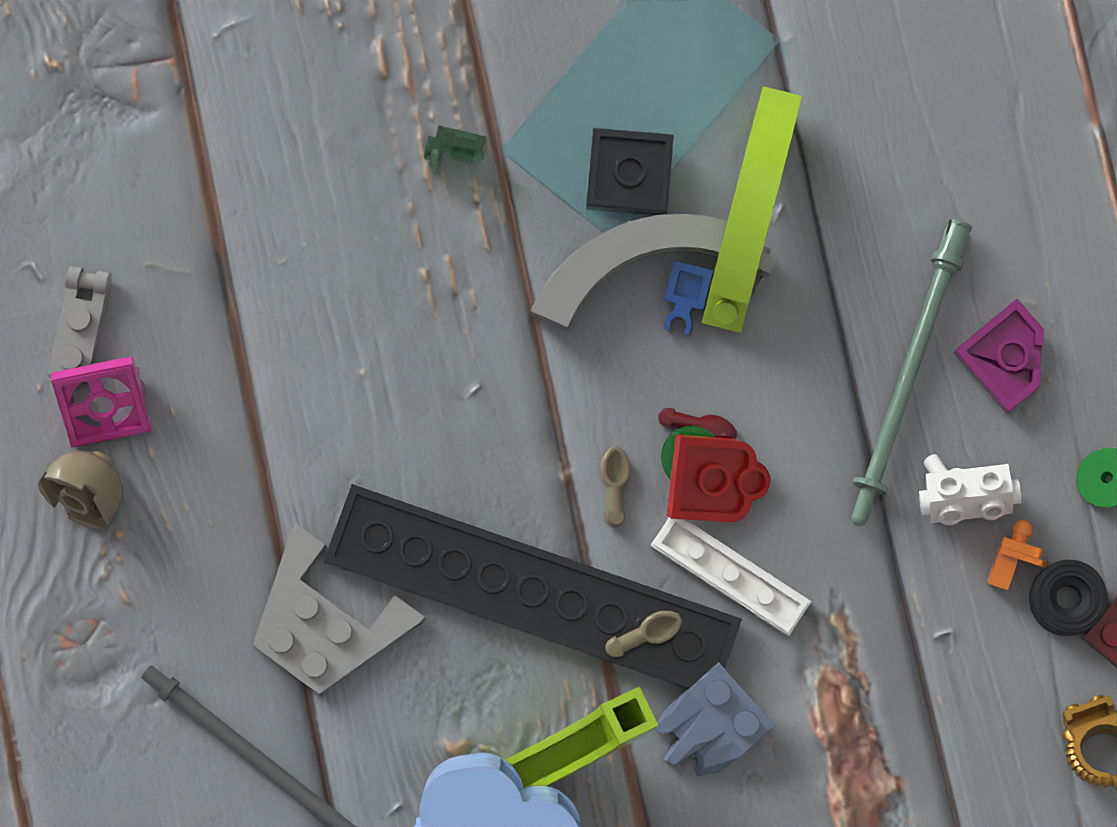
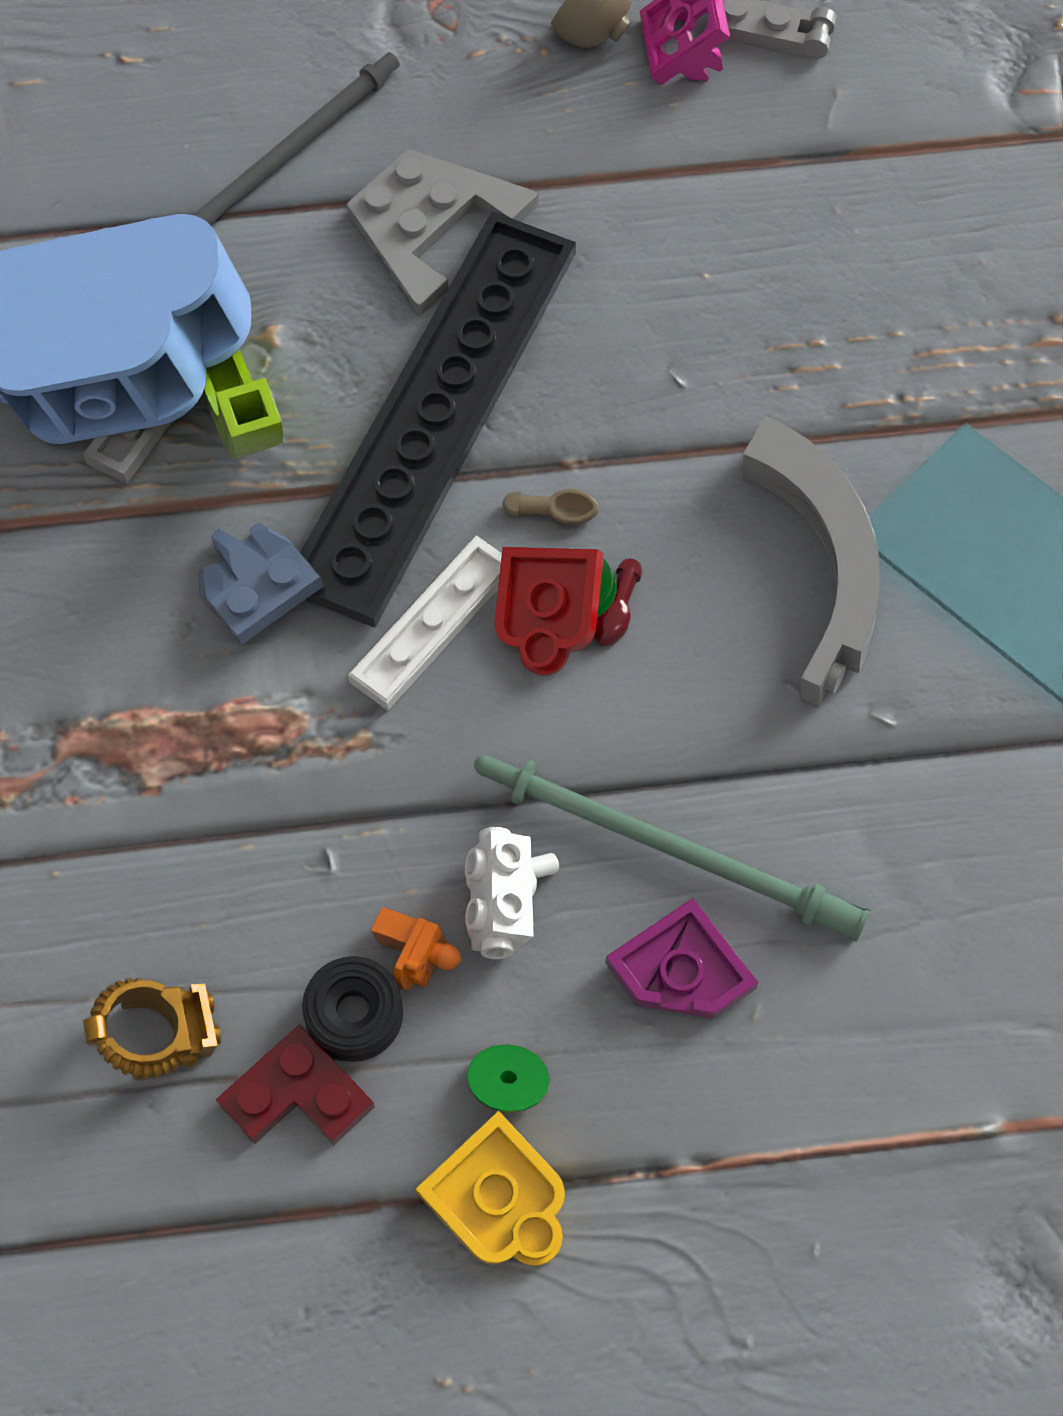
camera: 90 degrees right, 15 degrees down
(460, 144) = (968, 358): clear green bracket -> none
(629, 172) = (936, 545): black plate -> none
(654, 629) = (370, 517): dark tan piece -> none
(687, 288) = (784, 600): blue plate -> none
(751, 209) = (900, 650): lime arch -> none

